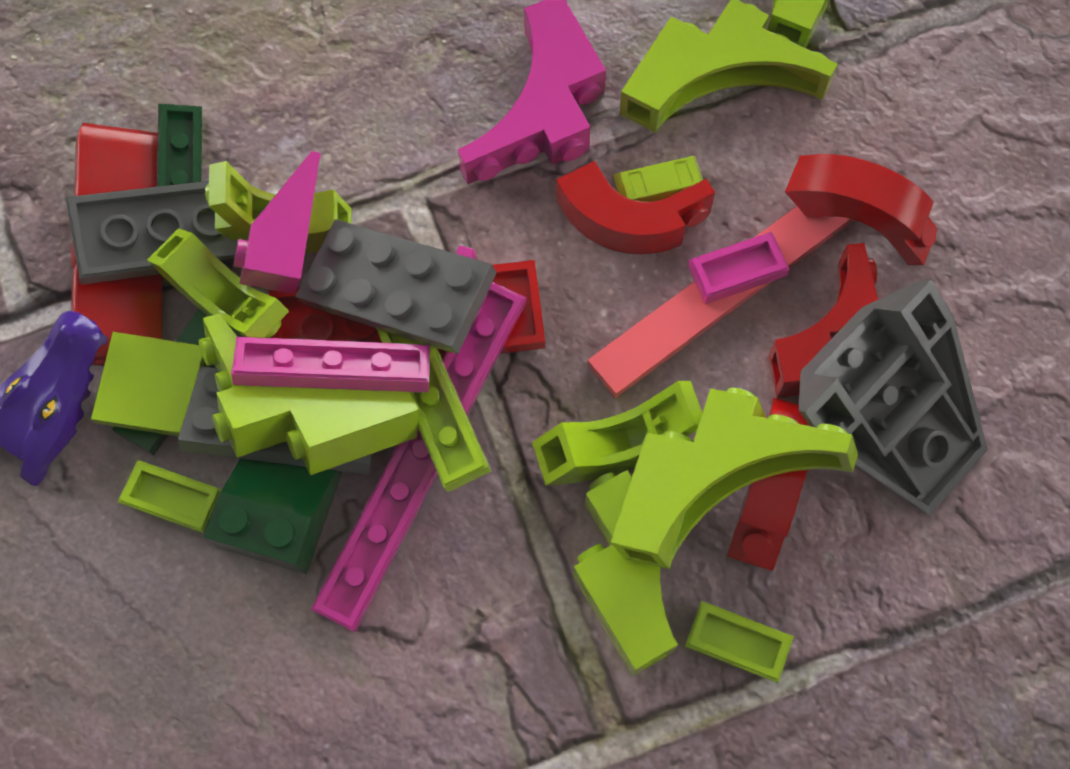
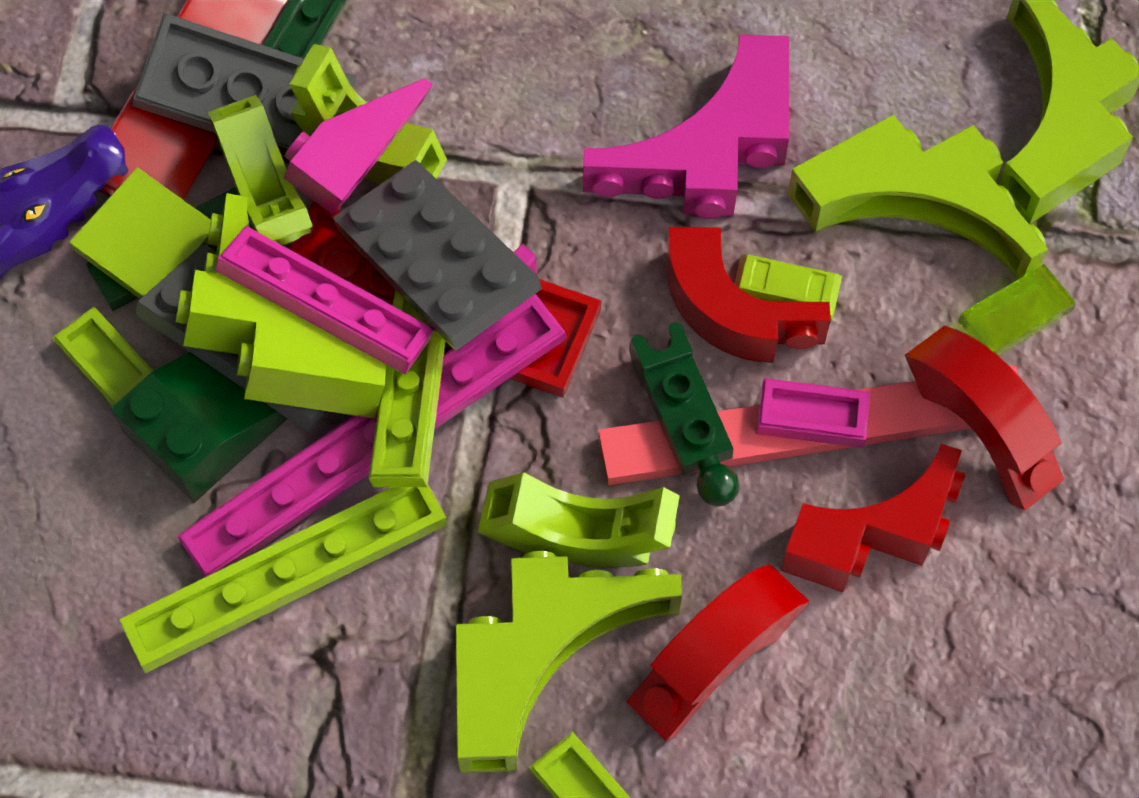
camera: 25 degrees right, 5 degrees down
(408, 599) = (281, 574): none -> lime plate
(647, 314) = (687, 414): none -> dark green plate
(732, 448) = (616, 589): lime arch -> none
(834, 119) = (1018, 310): none -> clear neon green tile
(902, 394) = (894, 628): dark grey wedge -> none

